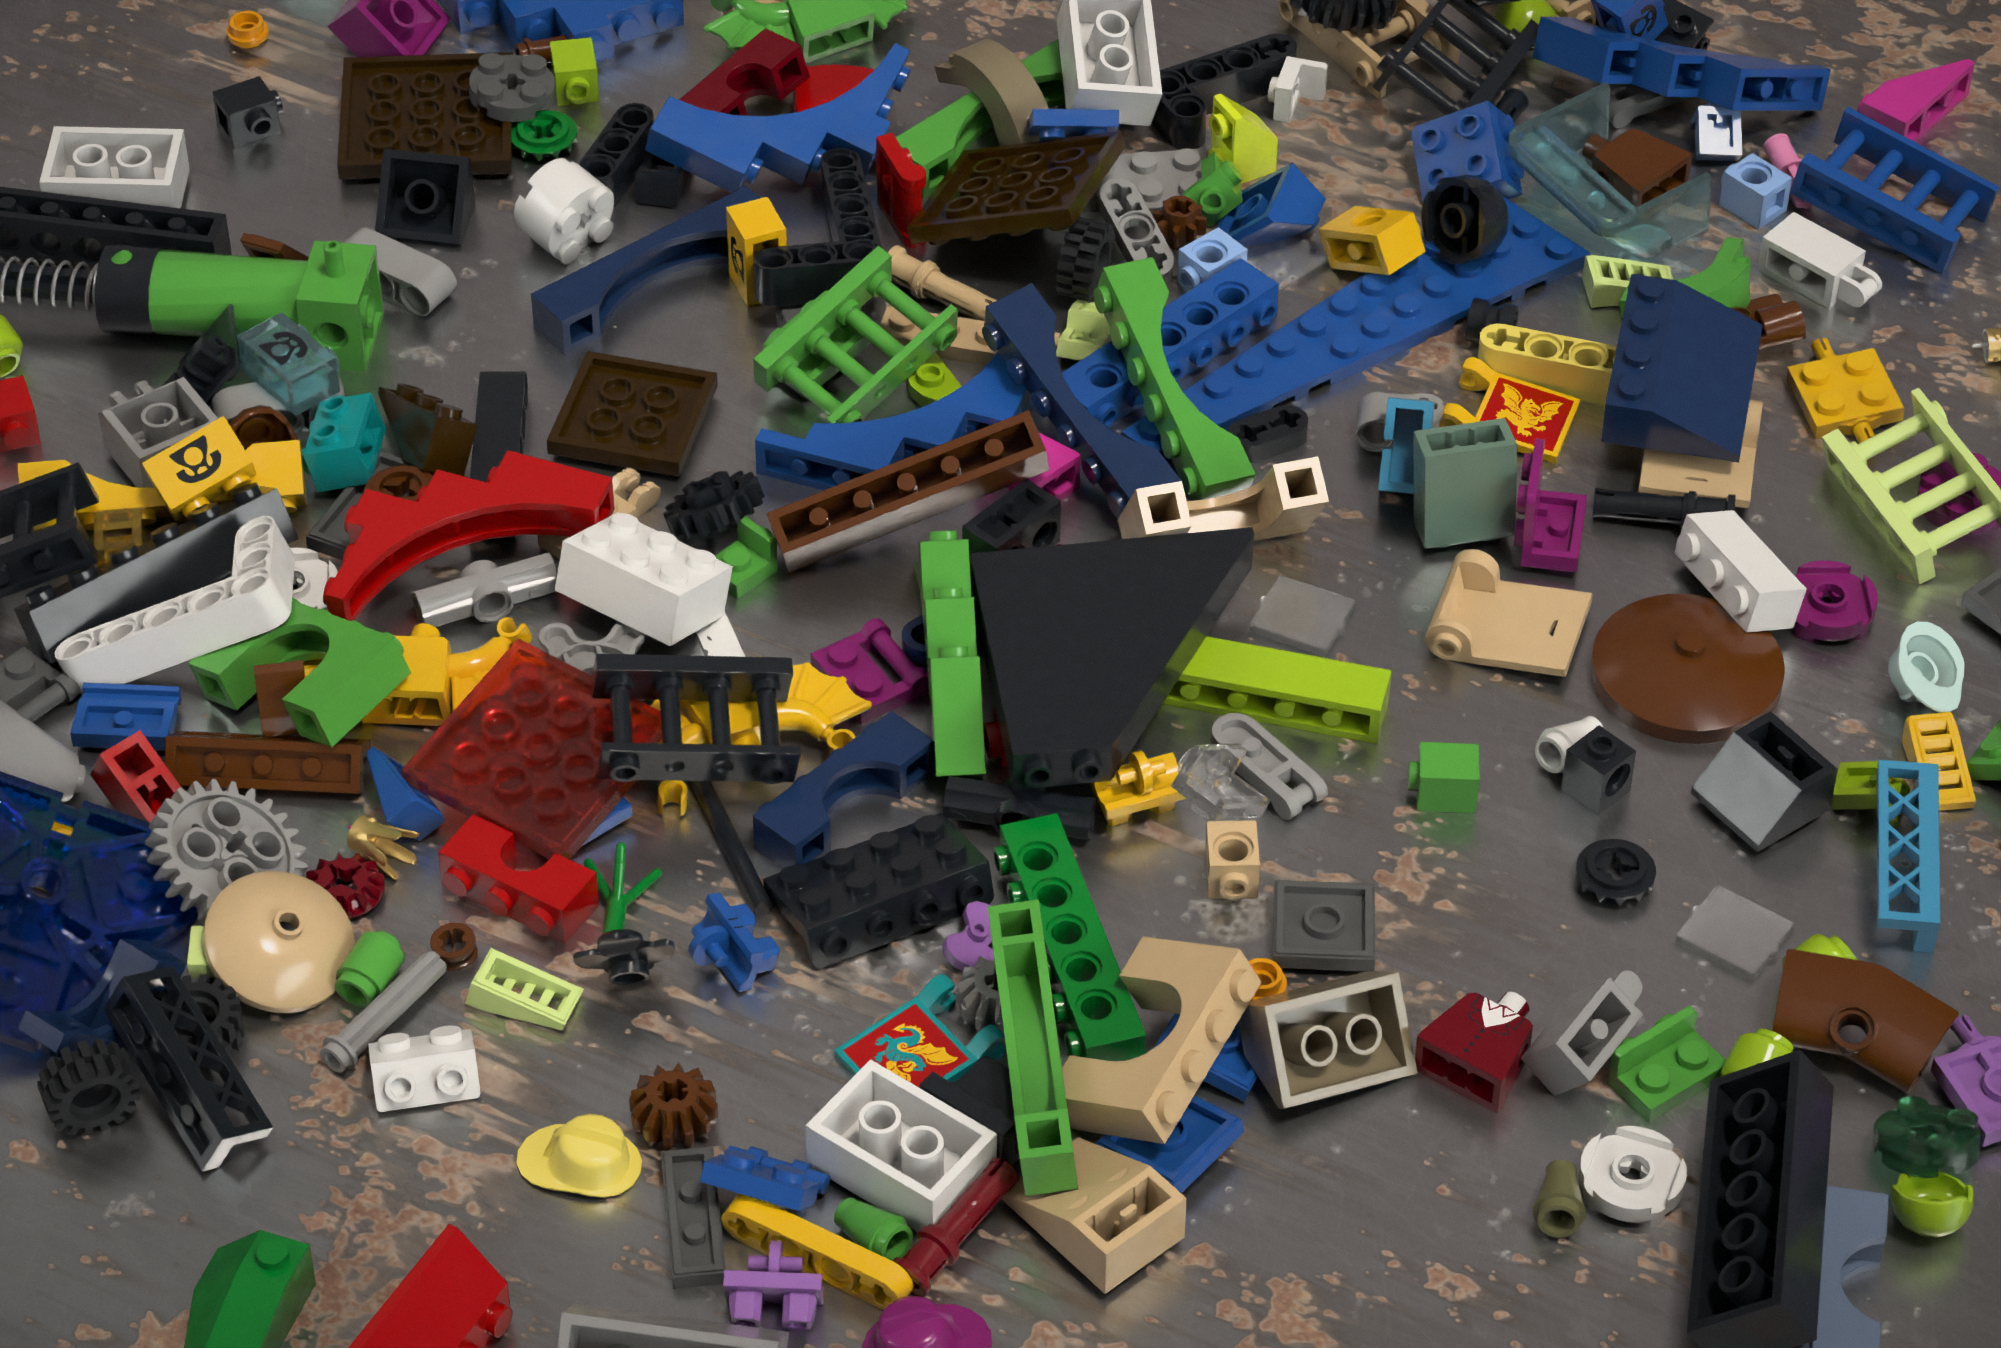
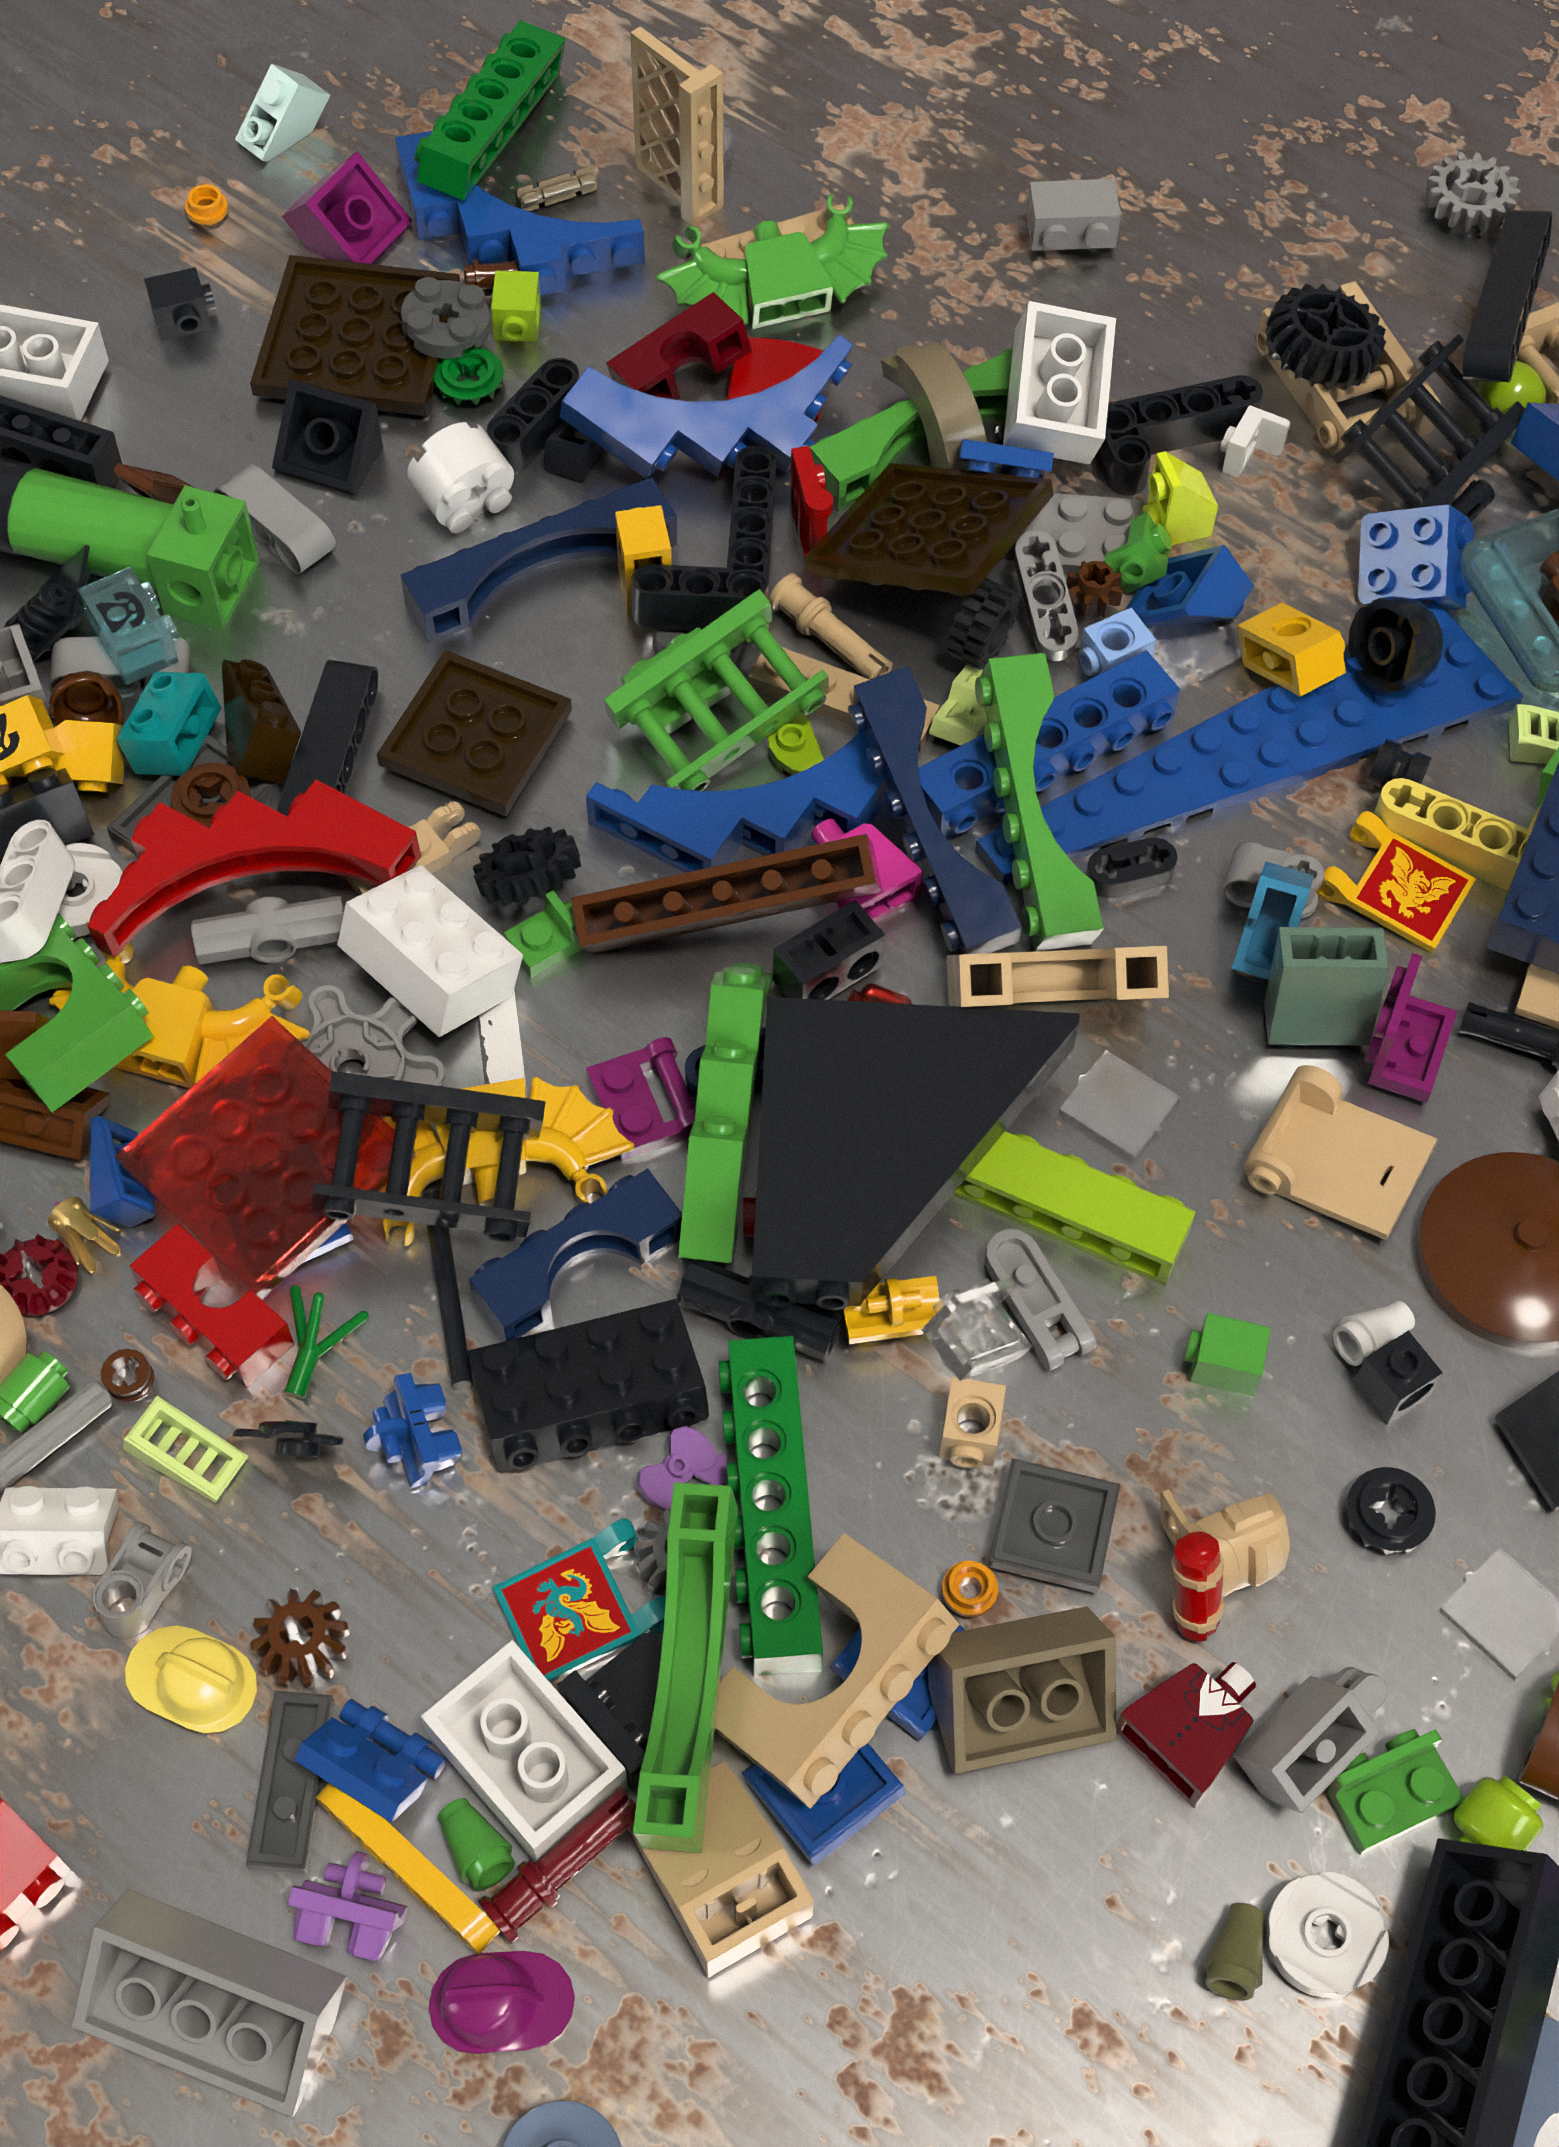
camera: 10 degrees right, 15 degrees up
(513, 1092) = (141, 1569): none -> light grey piece
(1477, 915) = (1220, 1555): none -> tan piece

